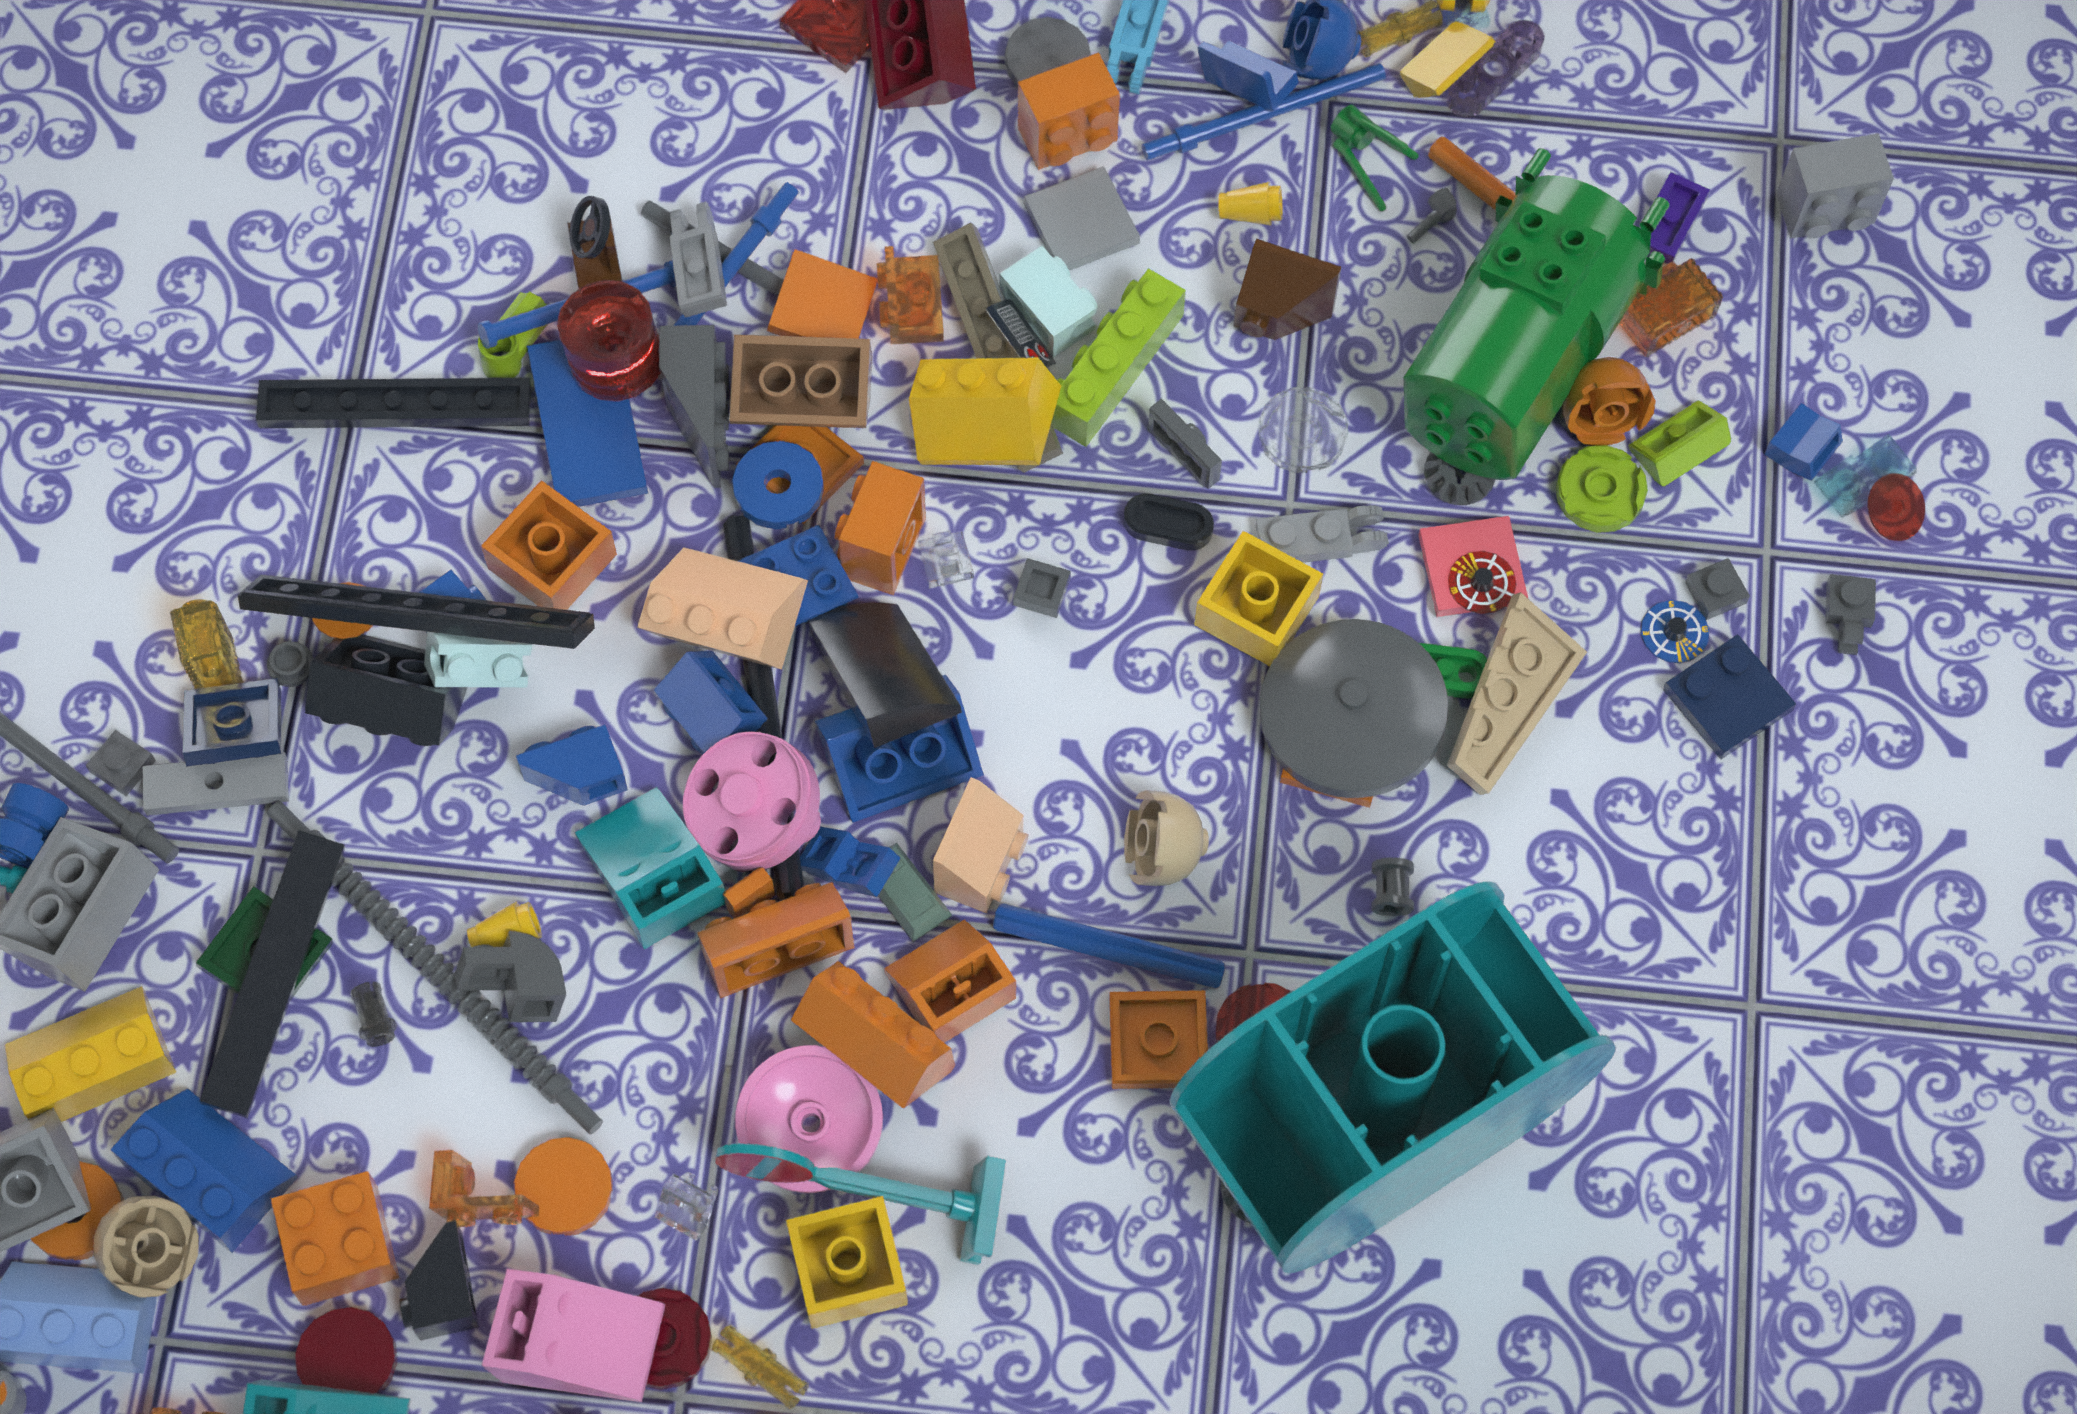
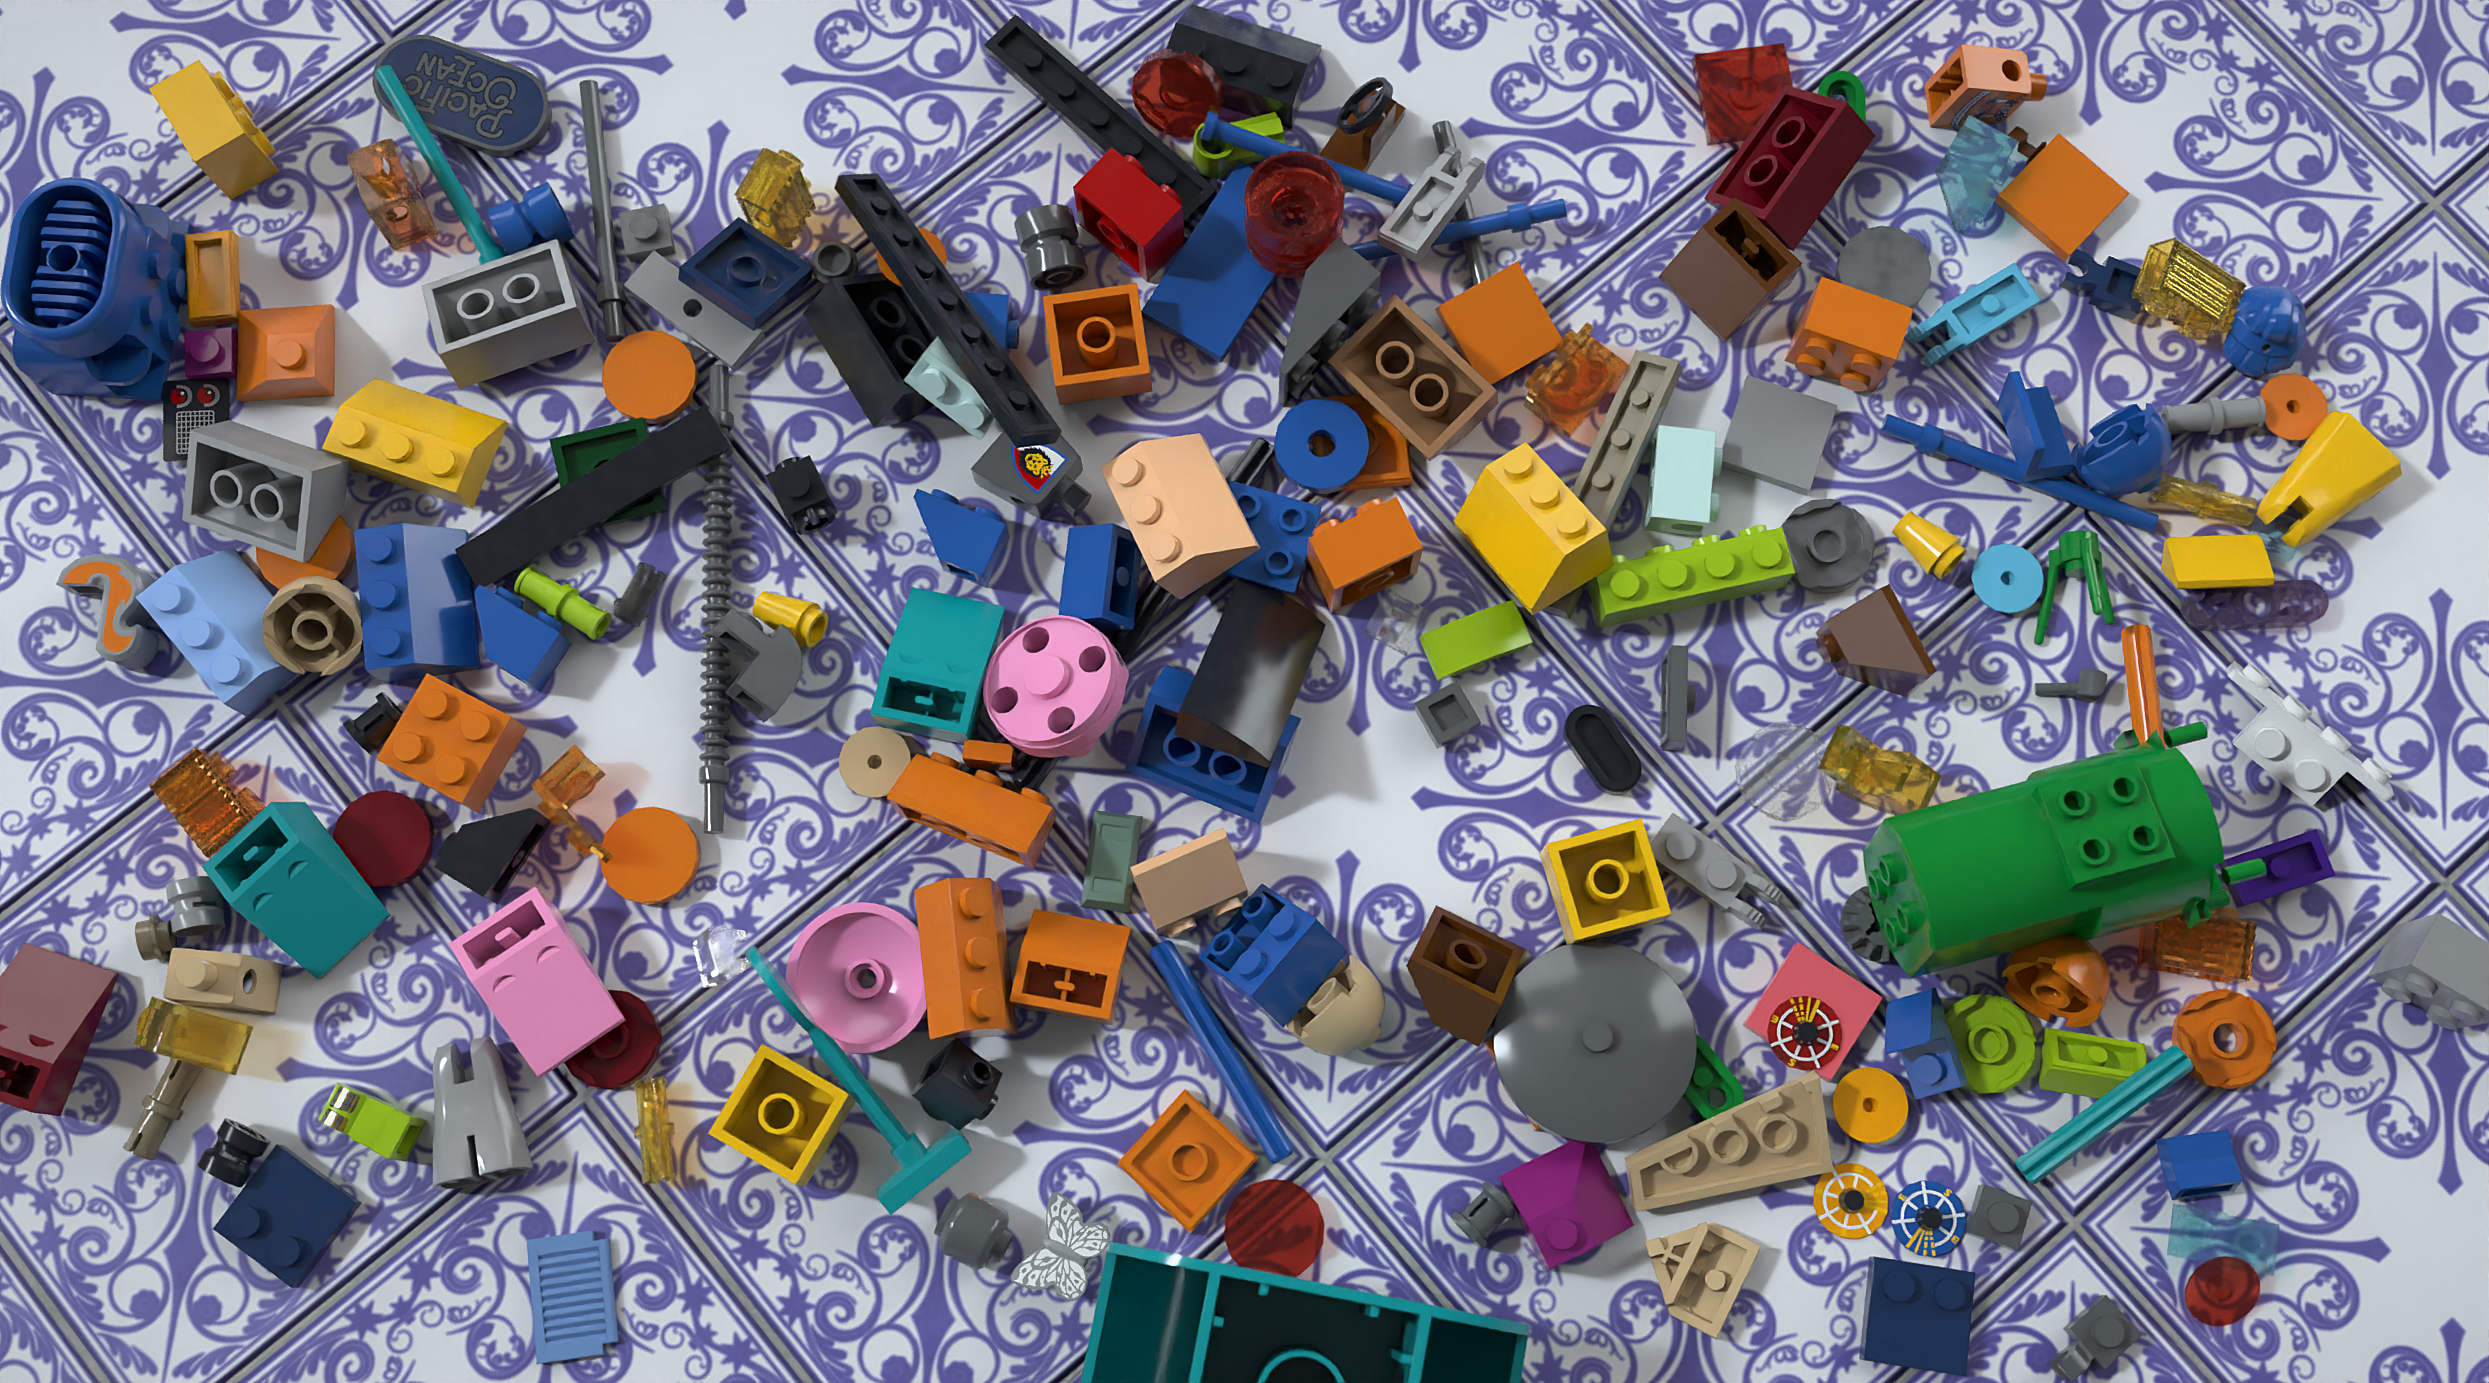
camera: 45 degrees right, 10 degrees up
(225, 859) = (650, 376): none -> orange tile
(254, 1262) = (374, 724): none -> black bush
(312, 1123) = (516, 640): none -> blue slope
(319, 1070) = (562, 602): none -> lime pin
(430, 837) = (802, 495): none -> black brick
(437, 334) = (1176, 92): none -> clear red tile
(443, 513) = (1049, 241): none -> dark grey wheel
(460, 284) = (1256, 65): none -> black slope
(486, 442) = (1130, 213): none -> red brick
(586, 679) = (1033, 476): none -> dark grey torso
(667, 974) = (873, 761): none -> tan piece
(846, 862) = (1087, 800): blue slope -> none
(946, 136) = (1730, 270): none -> reddish brown slope
(951, 1128) = (958, 1086): none -> black brick
(1012, 523) = (1475, 640): none -> lime slope
(1019, 332) = (1628, 491): black sticker -> none
(1059, 1219) = (973, 1231): none -> dark grey head
(1081, 847) = (1273, 954): none -> blue slope
(1135, 1171) = (1064, 1251): none -> animal
(1190, 258) = (1828, 546): none -> flat silver tile
(1226, 744) = (1462, 974): none -> reddish brown slope
(1323, 183) = (2007, 578): none -> medium azure piece
(1368, 377) = (1877, 777): none -> clear yellow brick
(1437, 832) = (1565, 1202): none -> magenta slope
(1564, 519) = (1923, 1037): none -> blue slope
(1568, 590) = (1870, 1105): none -> light orange piece
(1569, 796) = (1702, 1273): none -> tan slope
(1607, 135) = (2297, 749): none -> white bracket
(1616, 665) = (1850, 1201): none -> light orange piece
(1718, 461) = (2104, 1114): none -> teal axle
(1738, 375) = (2252, 1030): none -> orange tile

